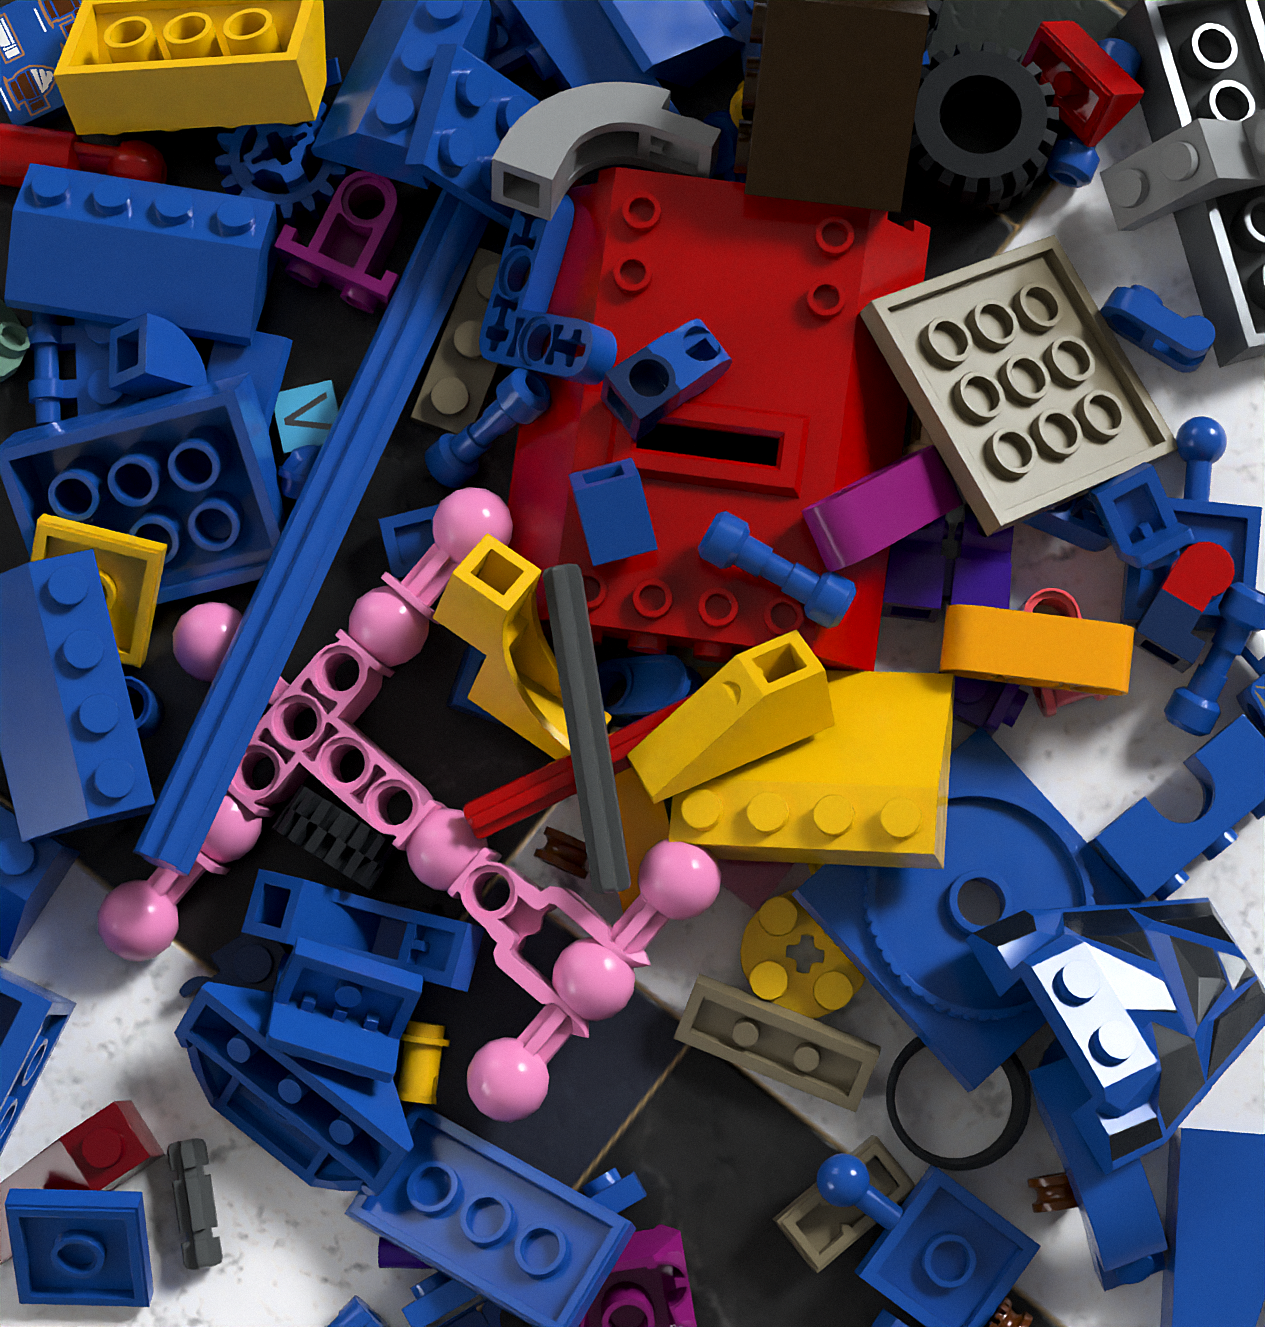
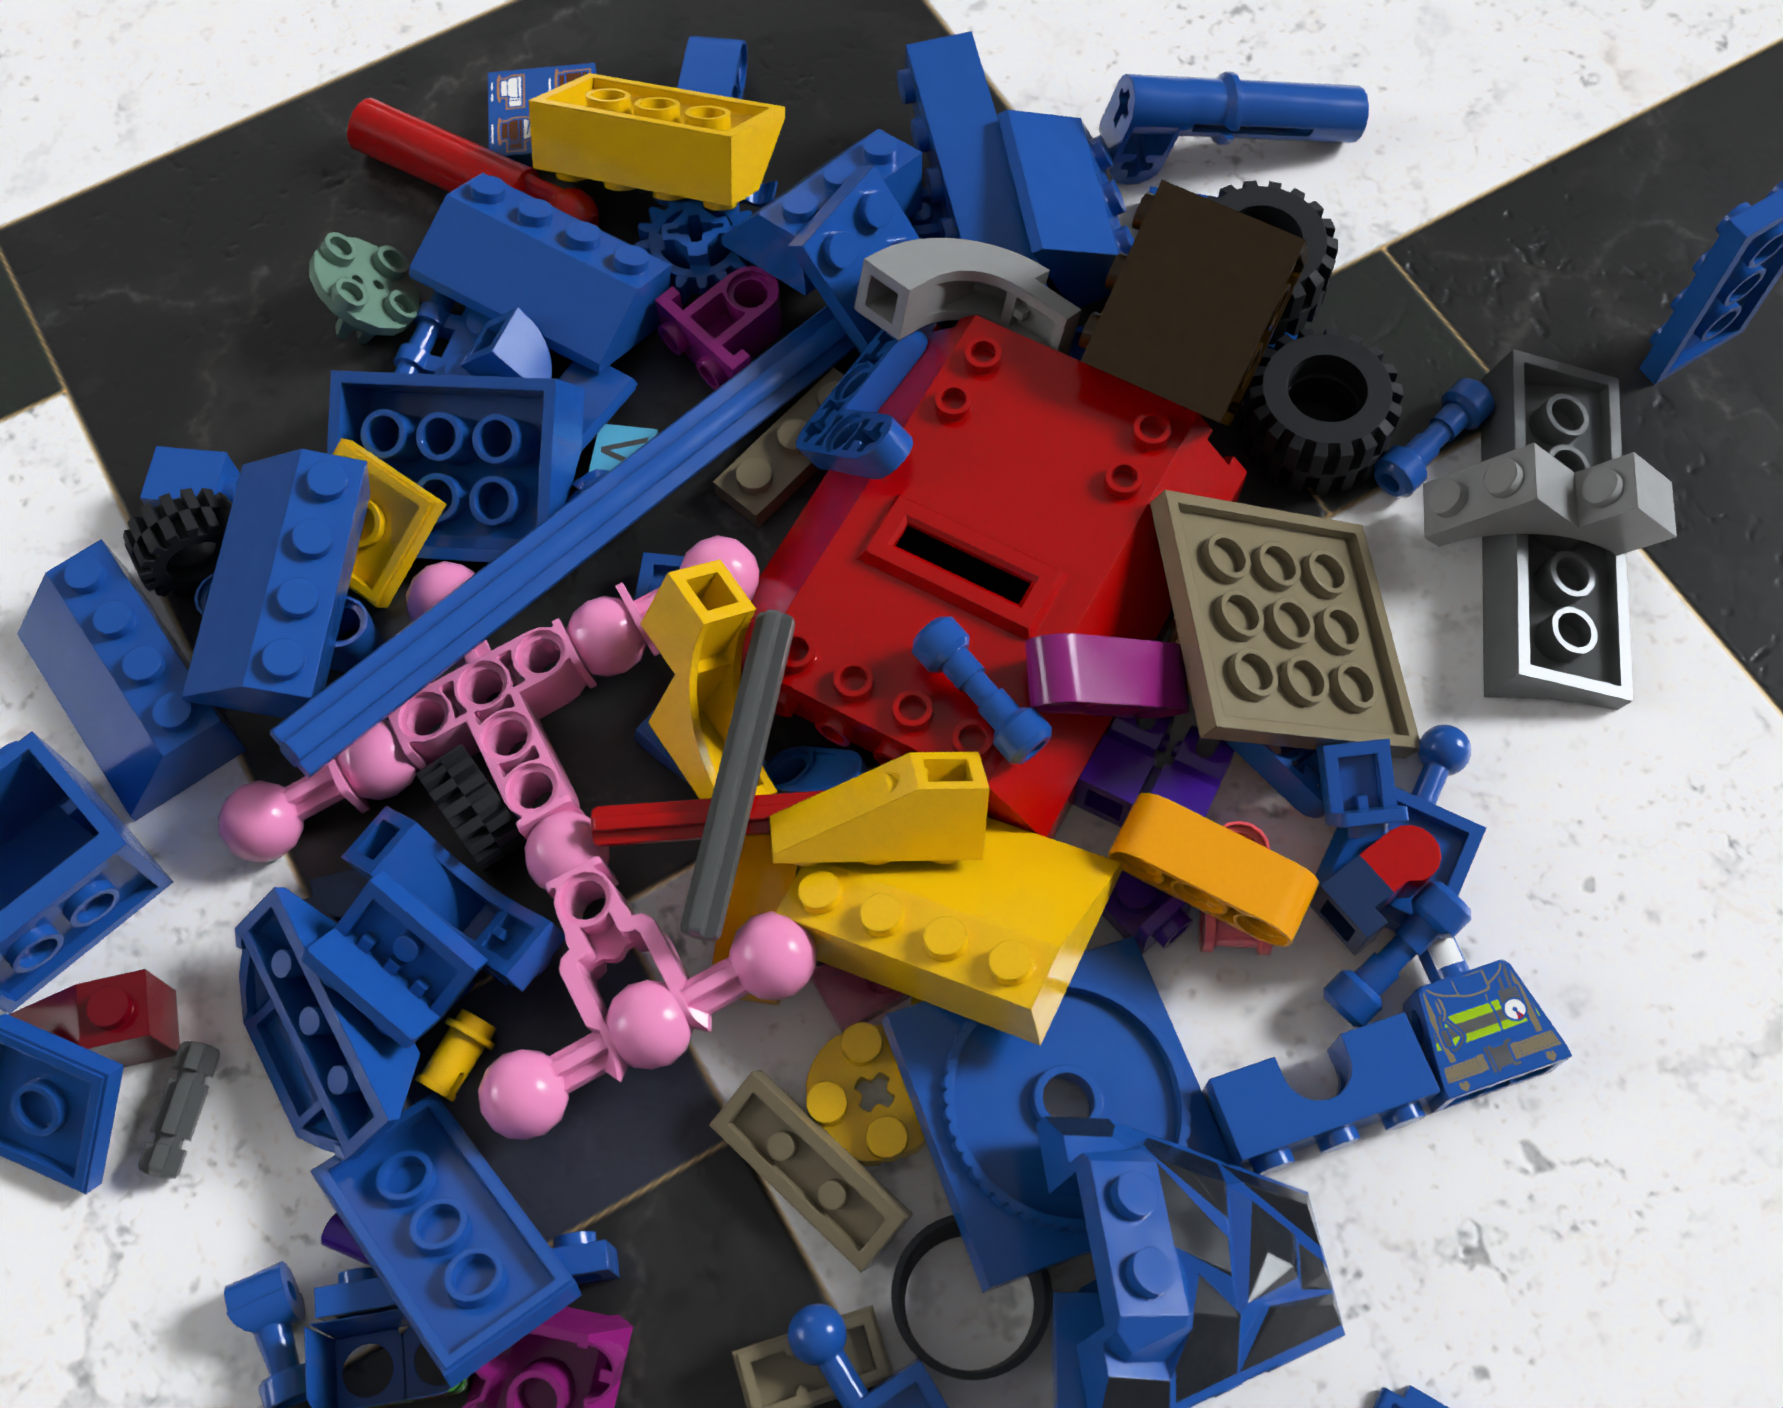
camera: 15 degrees right, 15 degrees down
(520, 399) = (809, 481): blue piece -> none
(563, 853) = (673, 902): reddish brown bush -> none
(613, 511) = (845, 584): blue brick -> none
(663, 376) = (943, 486): leg -> none
(1086, 81) = (1434, 402): red slope -> none
(1144, 321) = (1436, 637): blue plate -> none

